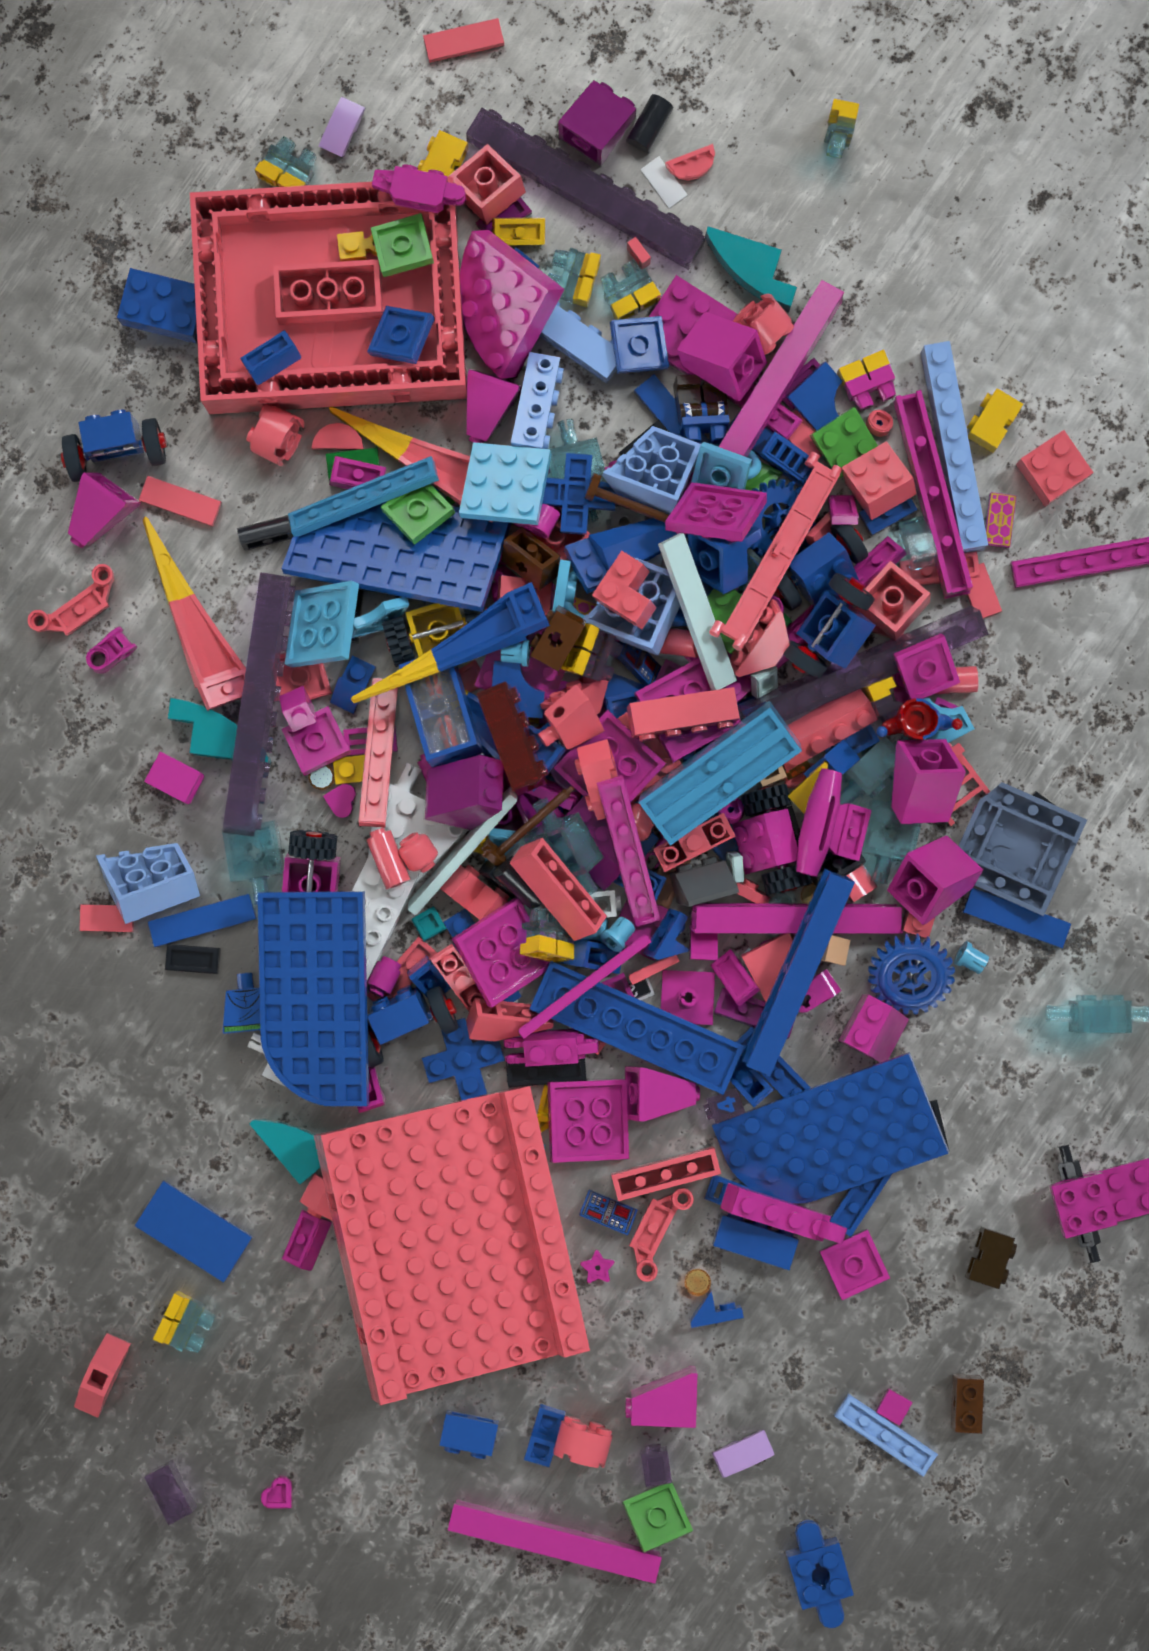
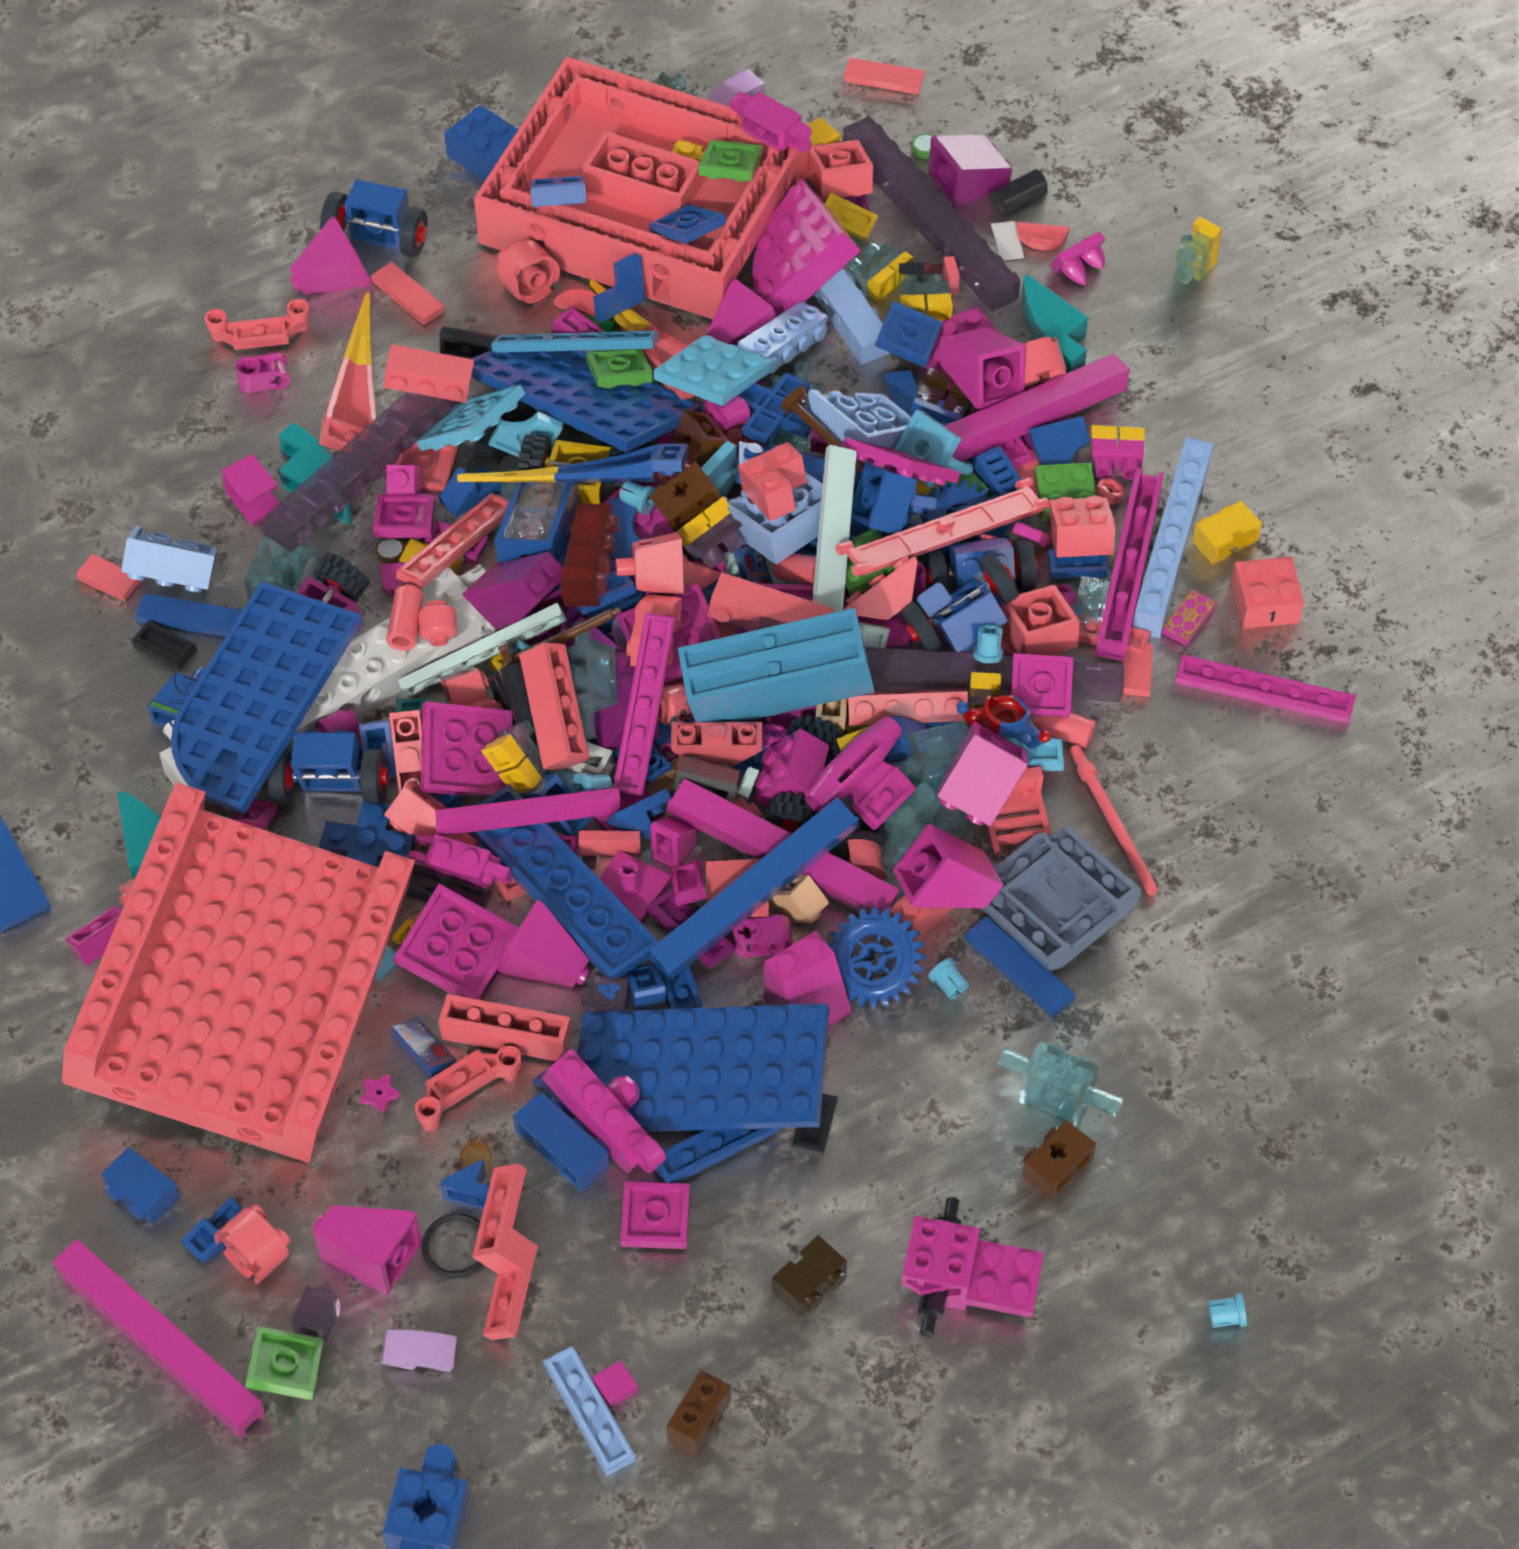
camera: 25 degrees right, 30 degrees down
(264, 602) = (428, 373): none -> coral brick
(376, 415) = (626, 292): none -> blue tile
(541, 108) = (921, 146): none -> tile
(613, 265) = (920, 268): none -> black tile
(741, 166) = (1070, 259): none -> dark pink tile
(746, 1357) = (425, 1240): none -> black tyre
(767, 1355) = (504, 1252): none -> coral bracket
(784, 1187) = (625, 1091): none -> dark pink tile
(802, 629) = (933, 599): none -> slope
(869, 654) = (988, 644): none -> medium azure bush
(988, 713) = (1088, 774): none -> coral bar
(1134, 1063) = (1054, 1174): none -> reddish brown brick

